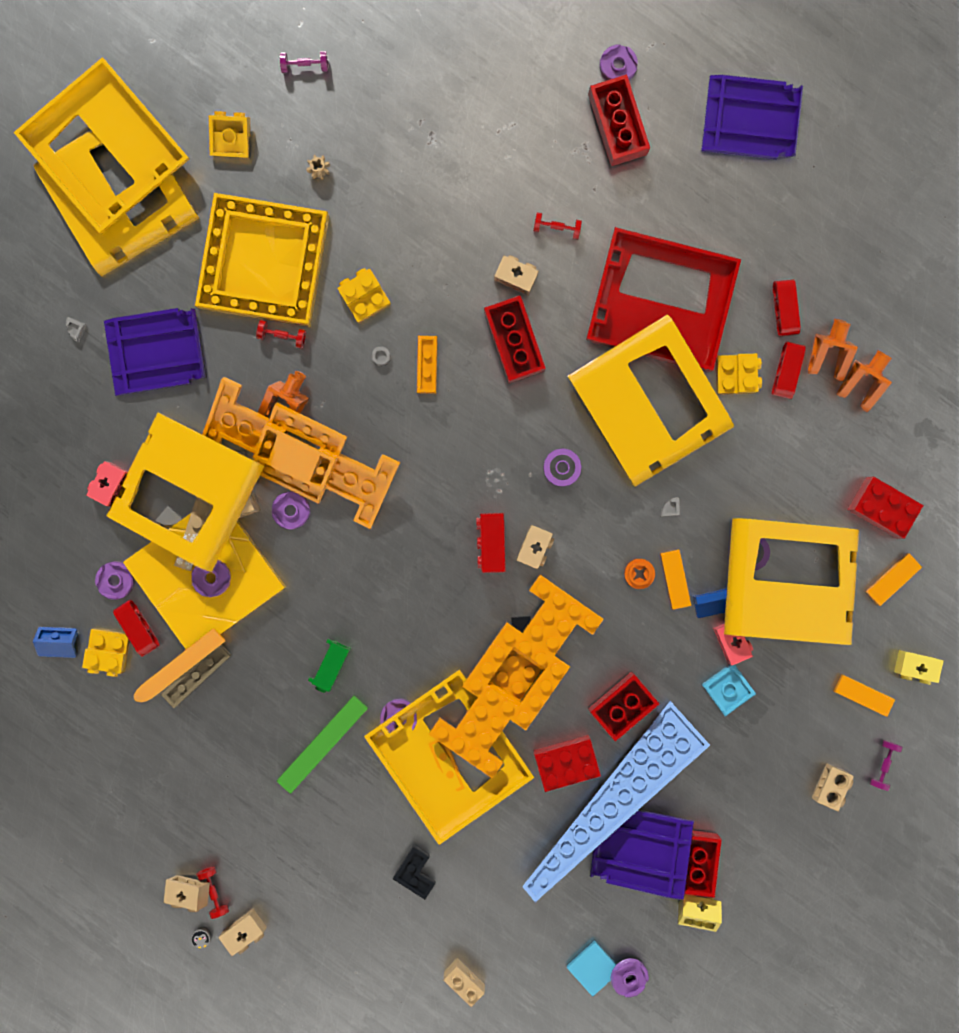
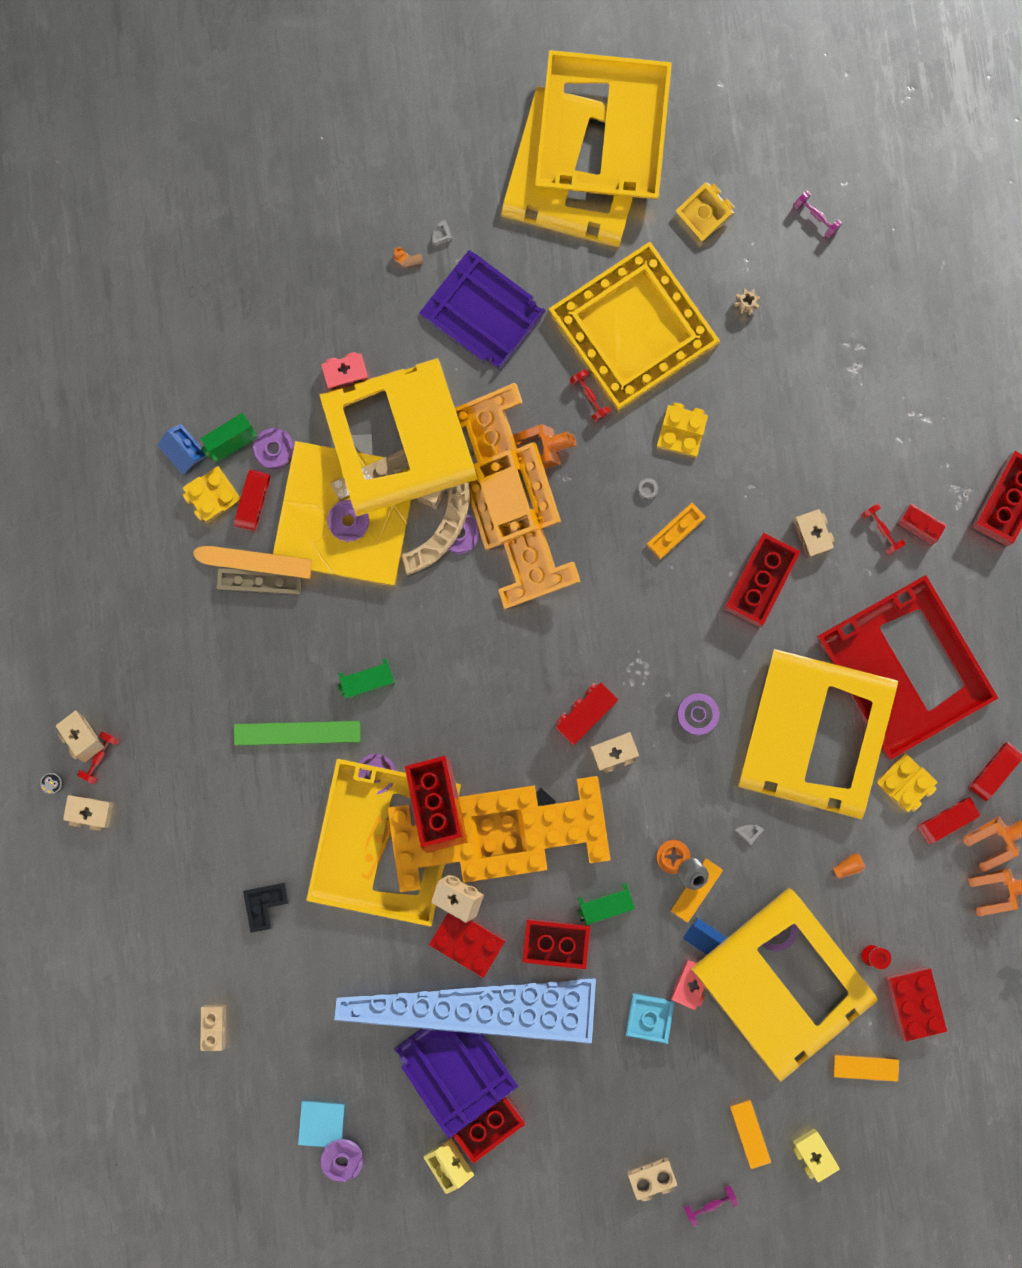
camera: 45 degrees right, 5 degrees down
(70, 369) = (406, 260): none -> arm
(78, 605) = (228, 438): none -> green brick
(282, 520) = (444, 535): none -> tan tile
(457, 702) = (435, 804): none -> red brick
(532, 745) = (457, 898): none -> tan brick
(578, 197) = (921, 524): none -> red brick
(629, 649) = (605, 906): none -> green brick
(664, 572) = (693, 874): none -> dark grey head
(756, 463) = (851, 865): none -> orange cone
(836, 504) = (876, 956): none -> red wheel

